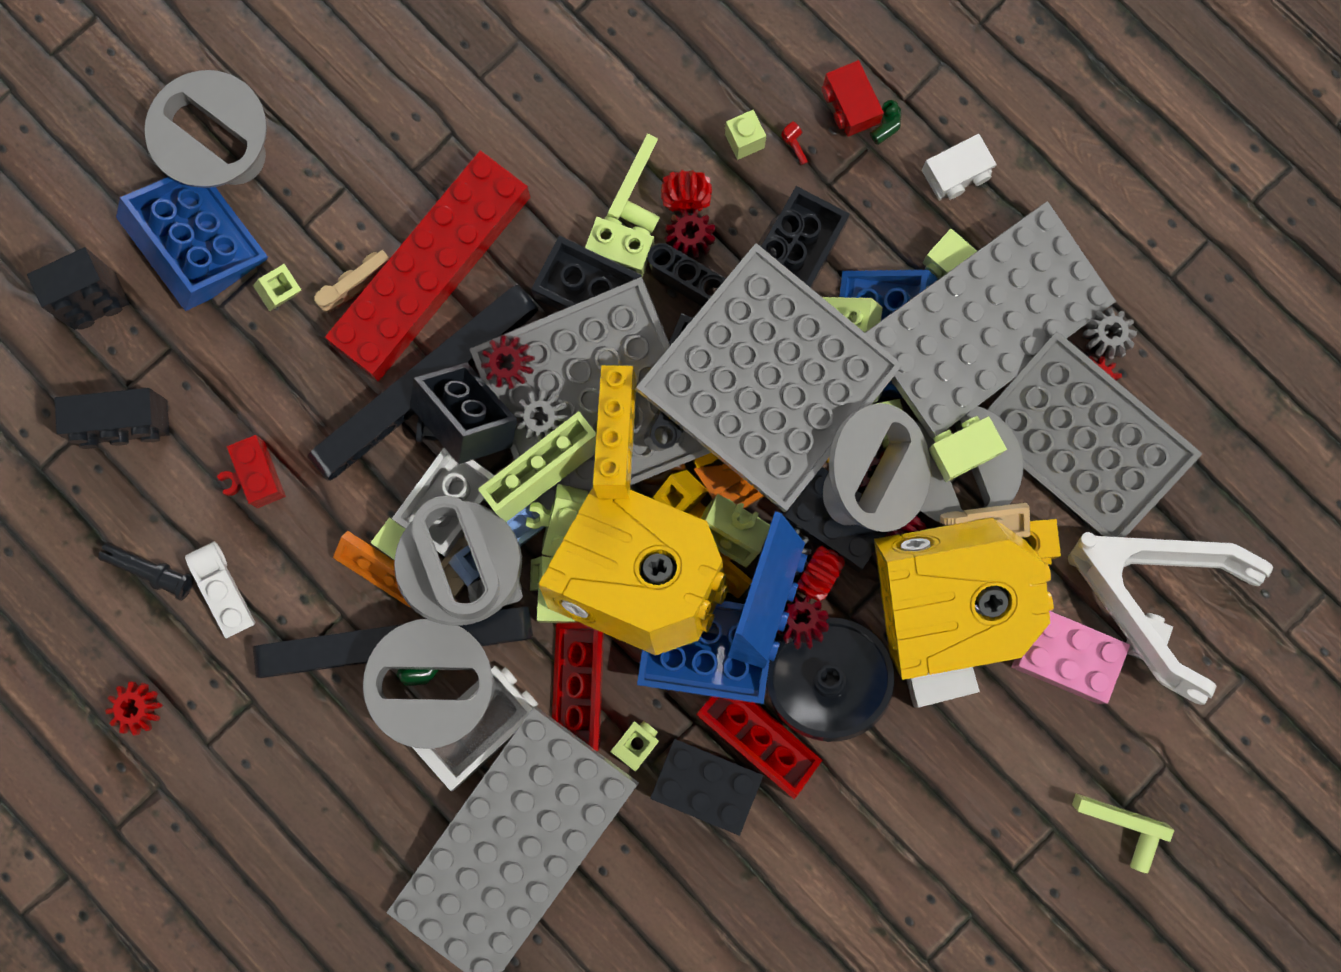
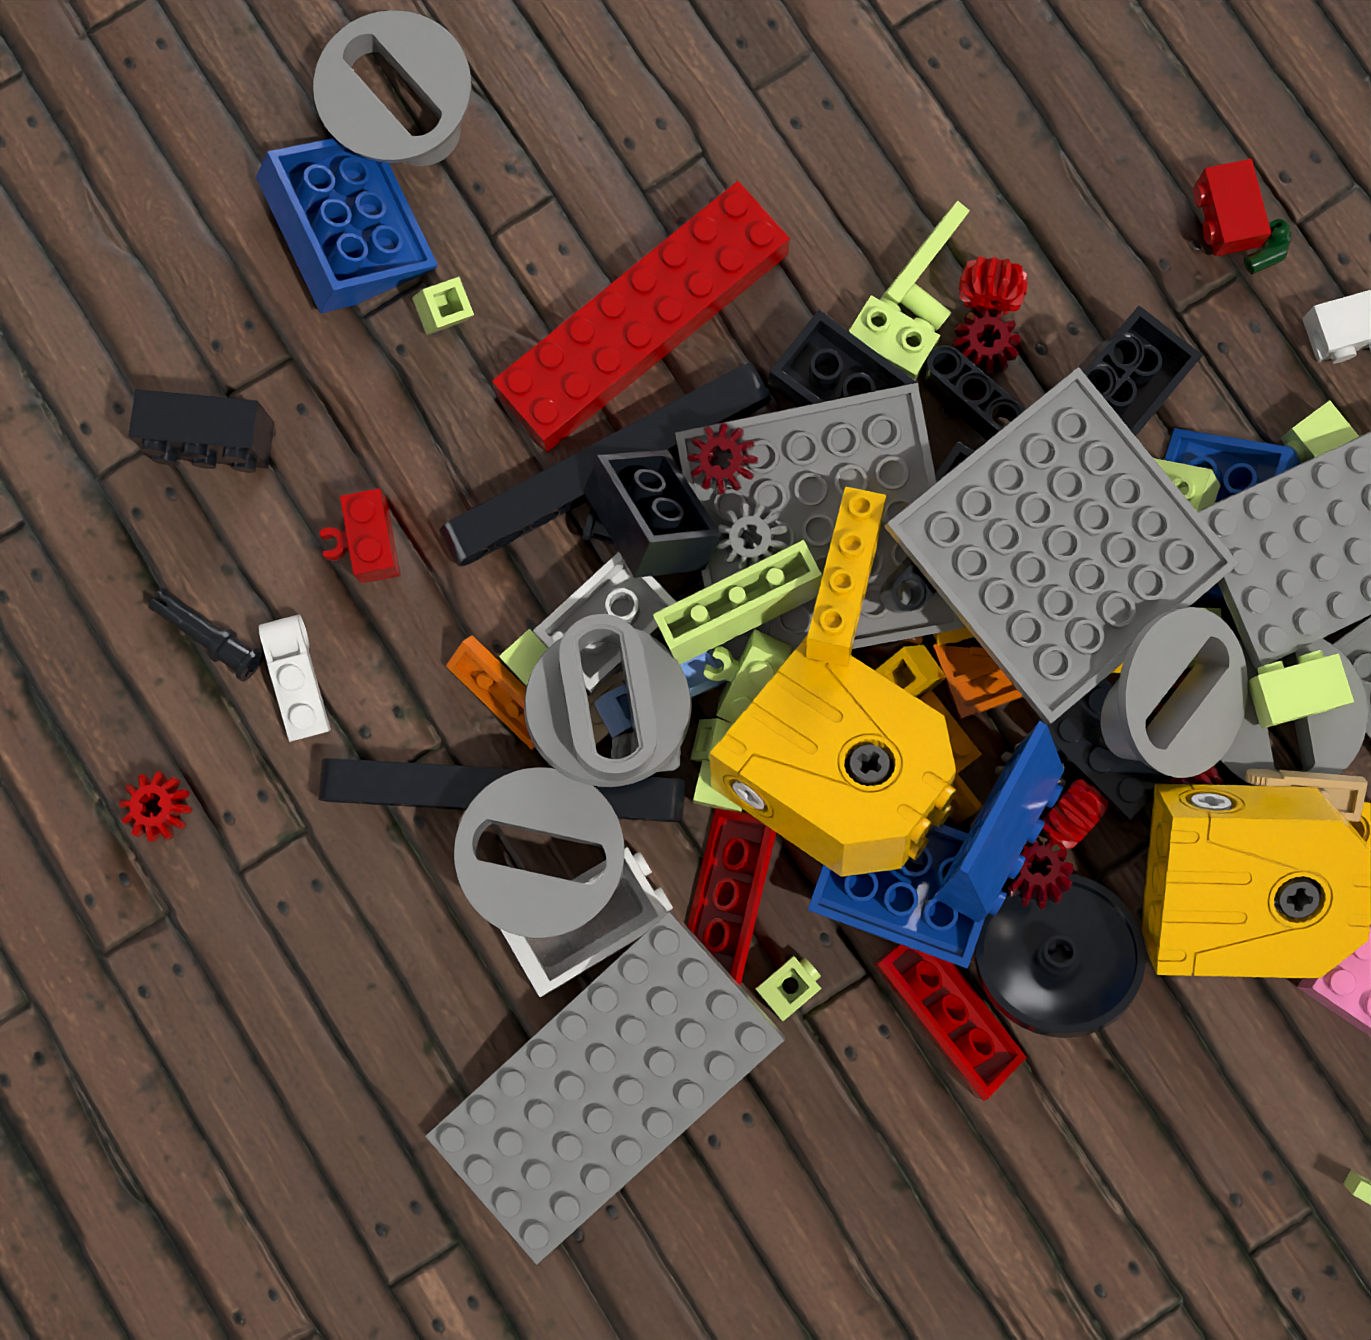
camera: 15 degrees right, 0 degrees up
(78, 289) = (192, 258): black brick -> none
(350, 282) = (538, 318): tan hinge -> none
(415, 677) = (522, 840): dark green arm -> none
(706, 787) = (871, 1060): black brick -> none
(735, 530) = (977, 736): yellowish green brick -> none
(745, 134) = (1083, 227): yellowish green brick -> none
(789, 135) = (1138, 241): red hand -> none
(942, 686) = (1203, 994): white brick -> none

